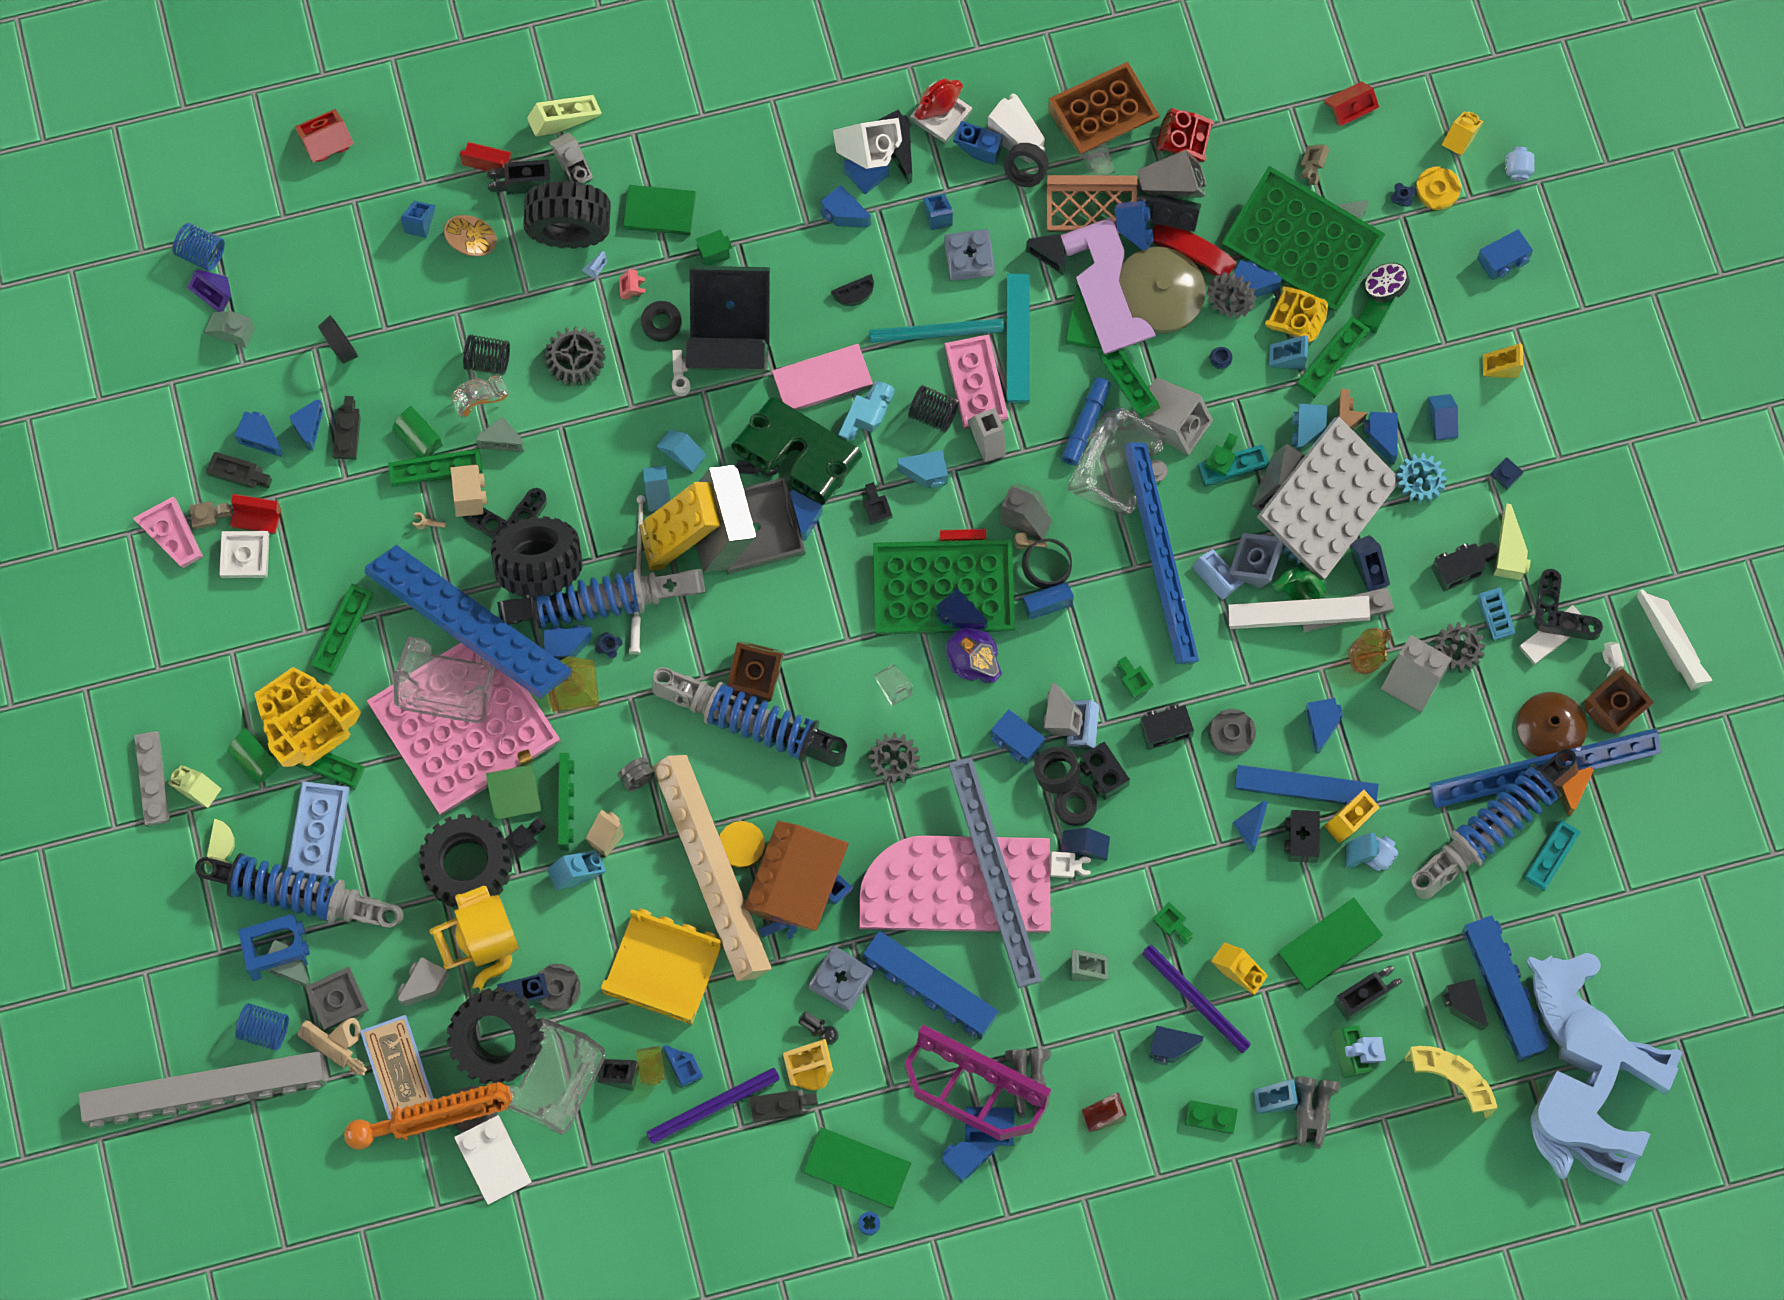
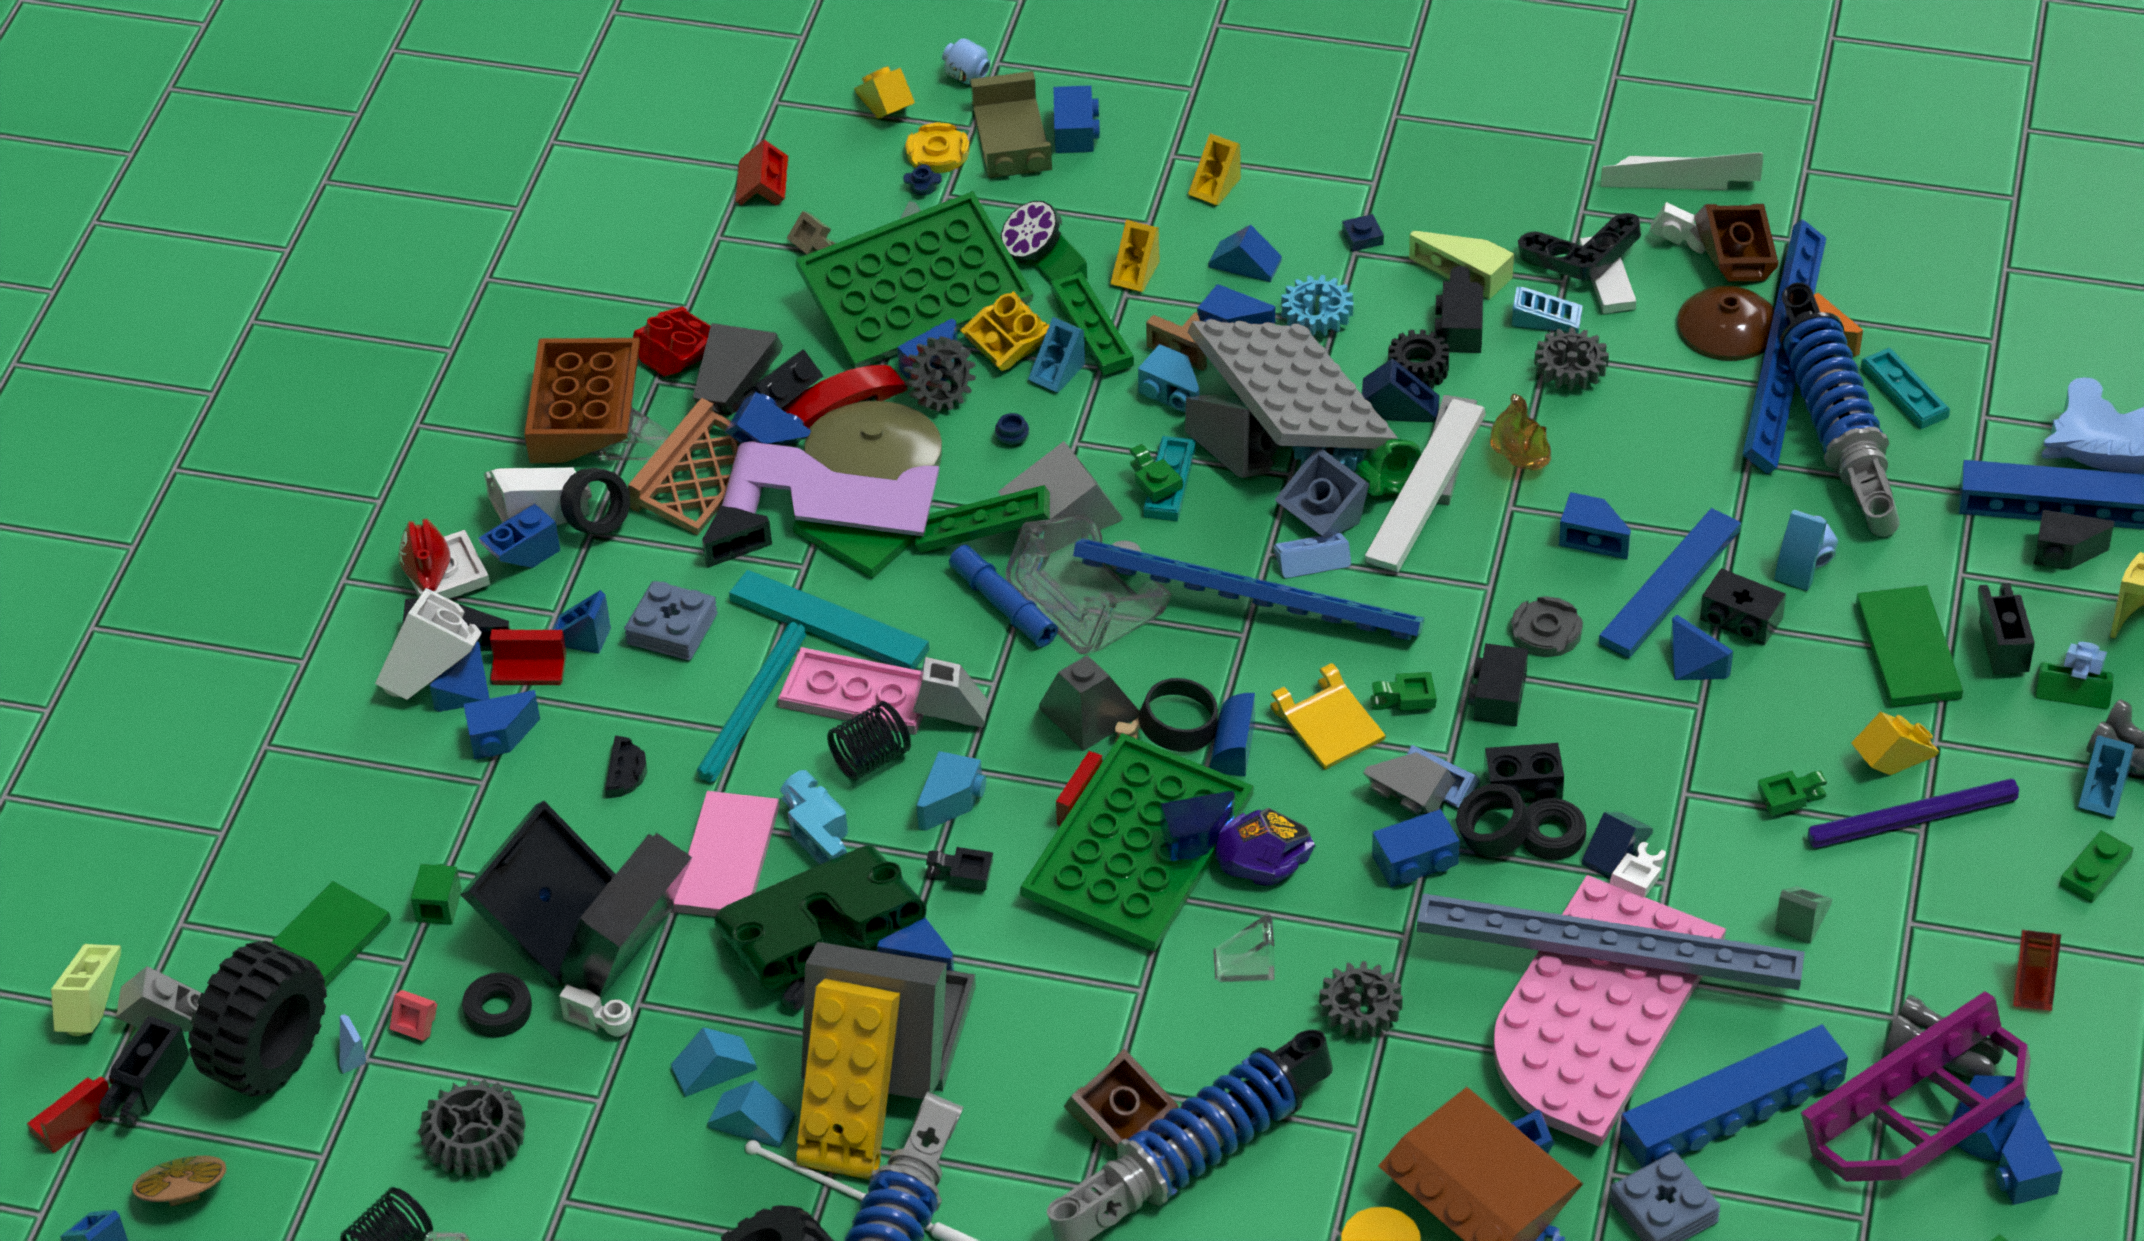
camera: 60 degrees left, 25 degrees down
(900, 197) = (528, 657): none -> red panel
(1091, 647) = (1329, 722): none -> yellow flag
(1172, 1045) = (1969, 861): dark blue slope -> none
(1351, 816) = (1746, 546): yellow slope -> none
(1400, 354) = (1136, 256): none -> yellow slope
(1412, 546) = (1423, 347): none -> black tyre
(1416, 673) = (1585, 400): light grey slope -> none
(1479, 222) = (1010, 124): none -> olive panel

